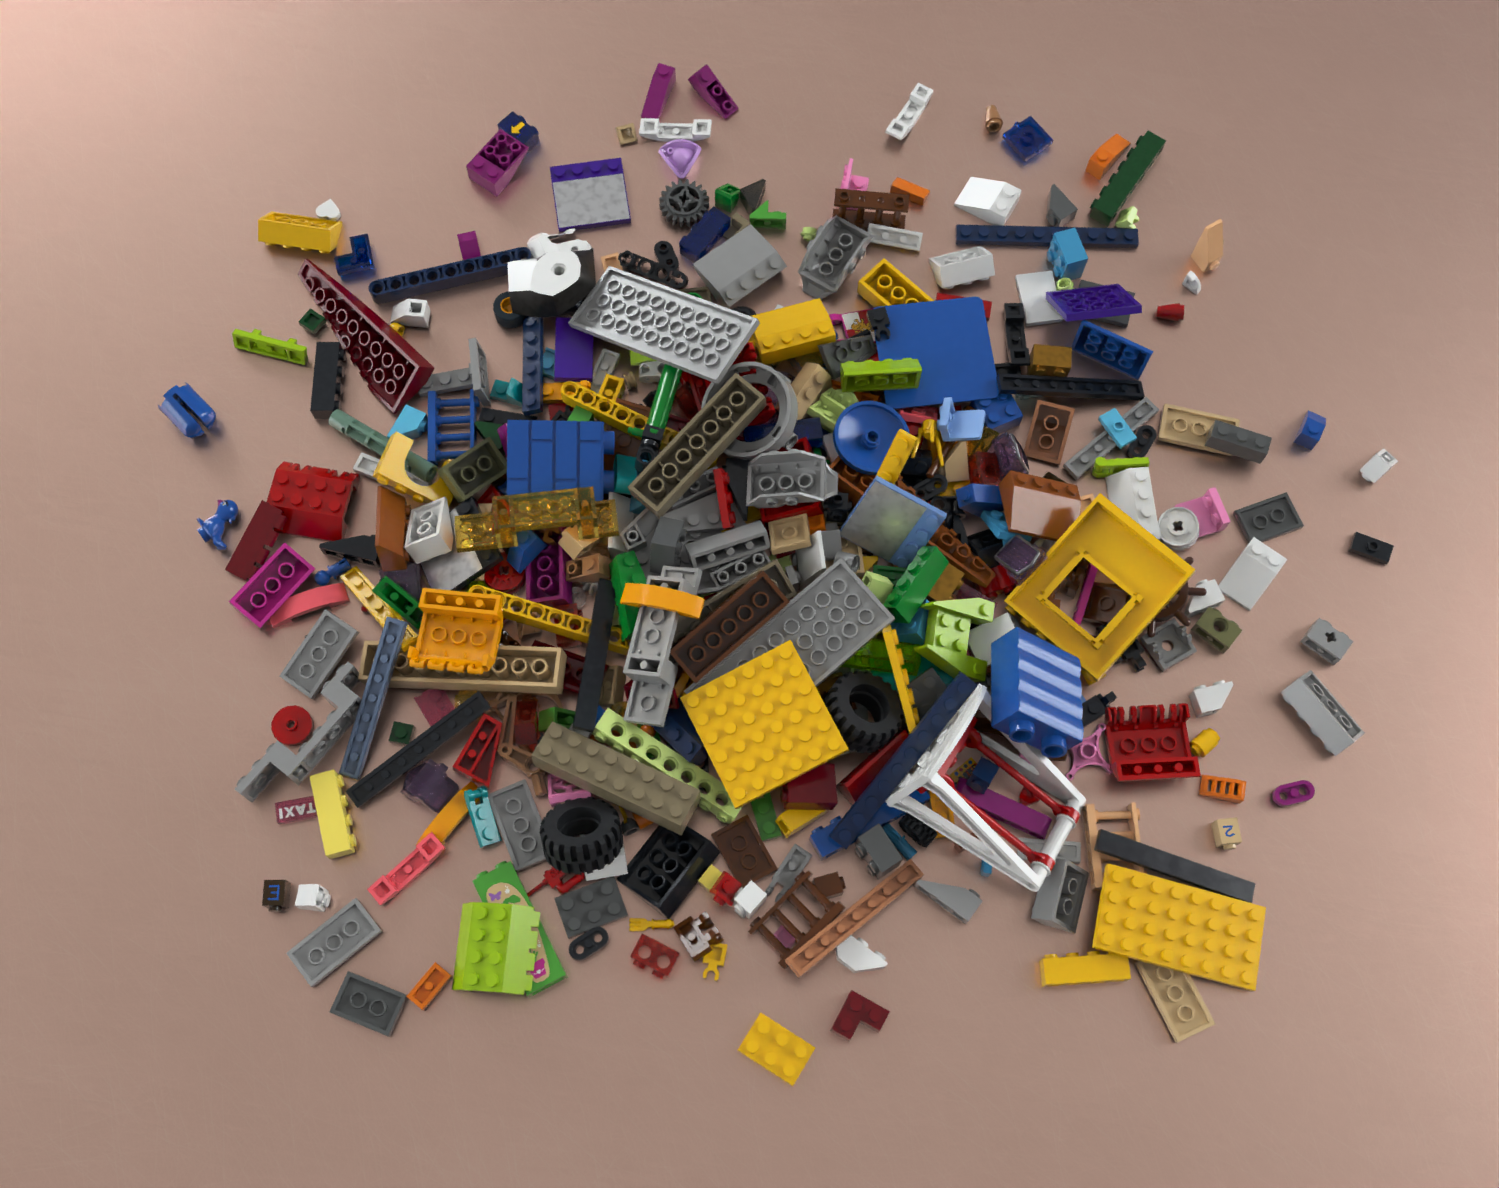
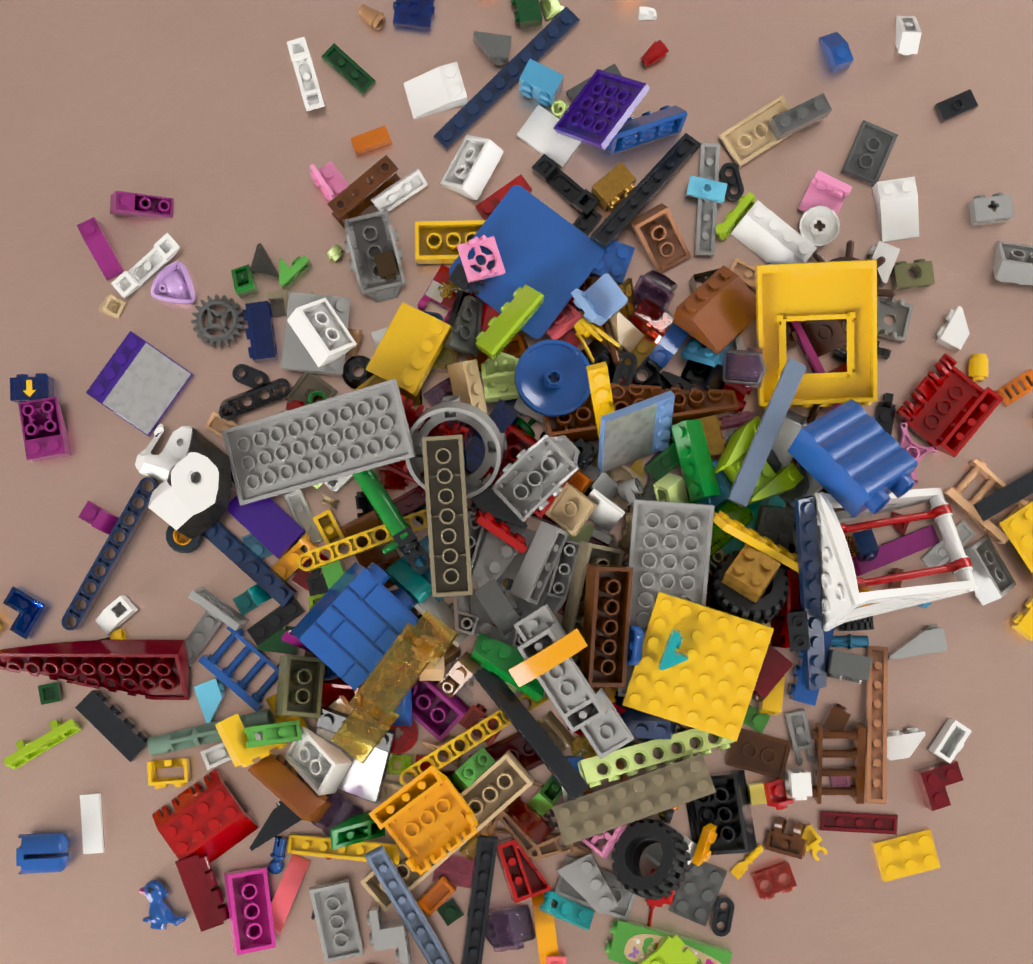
camera: 50 degrees left, 15 degrees up
(240, 428) = (92, 823): none -> white tile
(320, 432) = (178, 781): none -> yellow window
(404, 710) = (436, 895): none -> orange tile
(421, 478) = (273, 734): none -> bright green plate
(520, 812) = (589, 882): none -> light grey wing
(524, 636) = (472, 769): none -> bright green brick
(632, 871) = (706, 838): none -> light orange plate
(739, 655) = (635, 644): none -> blue plate
(744, 262) = (321, 331): none -> white slope
(749, 688) = (670, 656): none -> teal slope
(759, 297) = (356, 334): none -> medium nougat cone
(765, 984) = (858, 822): none -> dark red tile
(833, 266) = (386, 265): none -> dark brown brick
(865, 777) = (798, 630): none -> black hinge
(872, 693) = (751, 573): none -> pearl gold brick
(899, 328) = (490, 243): none -> bright pink piece
(900, 992) = (950, 740): none -> white brick
(942, 136) = (348, 69): none -> dark green tile
(974, 648) = (773, 461): none -> black tile
(988, 613) = (766, 432): none -> sand blue tile

